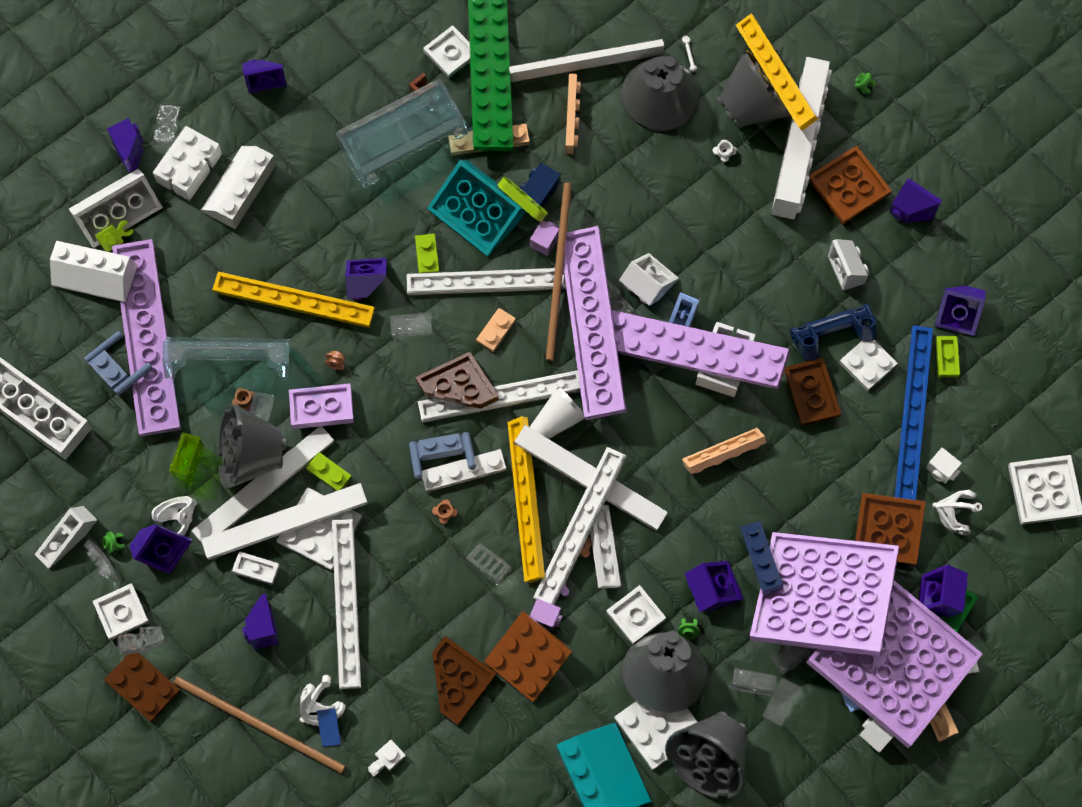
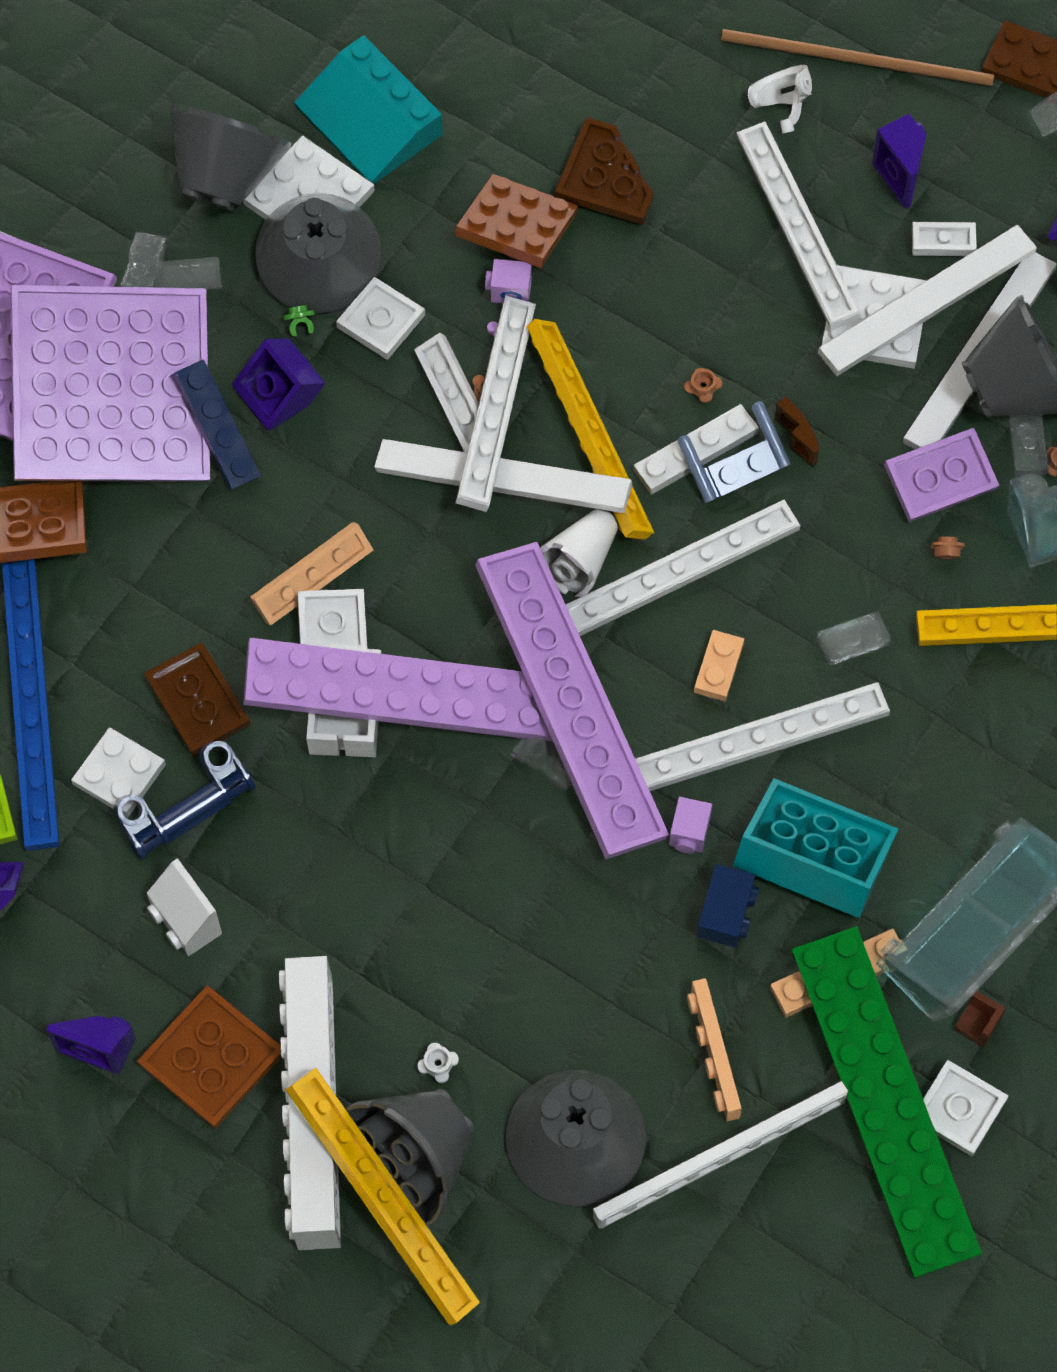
camera: 165 degrees right, 5 degrees down
(328, 472) = (892, 394): lime plate -> none
(328, 727) = (761, 72): blue sticker -> none
(364, 276) = (954, 685): dark purple slope -> none
(387, 757) = (669, 63): white plate -> none
(397, 455) = (802, 436): none -> reddish brown slope
(427, 253) = (870, 754): lime plate -> none
(458, 382) = (746, 559): plate -> none
(505, 568) = (609, 318): clear slope -> none
(522, 199) = (764, 873): lime beam -> none
(558, 272) = (650, 773): medium nougat piece -> none
(648, 279) = (501, 805): white slope -> none
(684, 310) = (430, 764): light blue slope -> none
(685, 40) = (560, 1252): white hinge -> none
(720, 415) = (332, 618): none -> white plate
(862, 81) = (227, 1255): bright green plate -> none

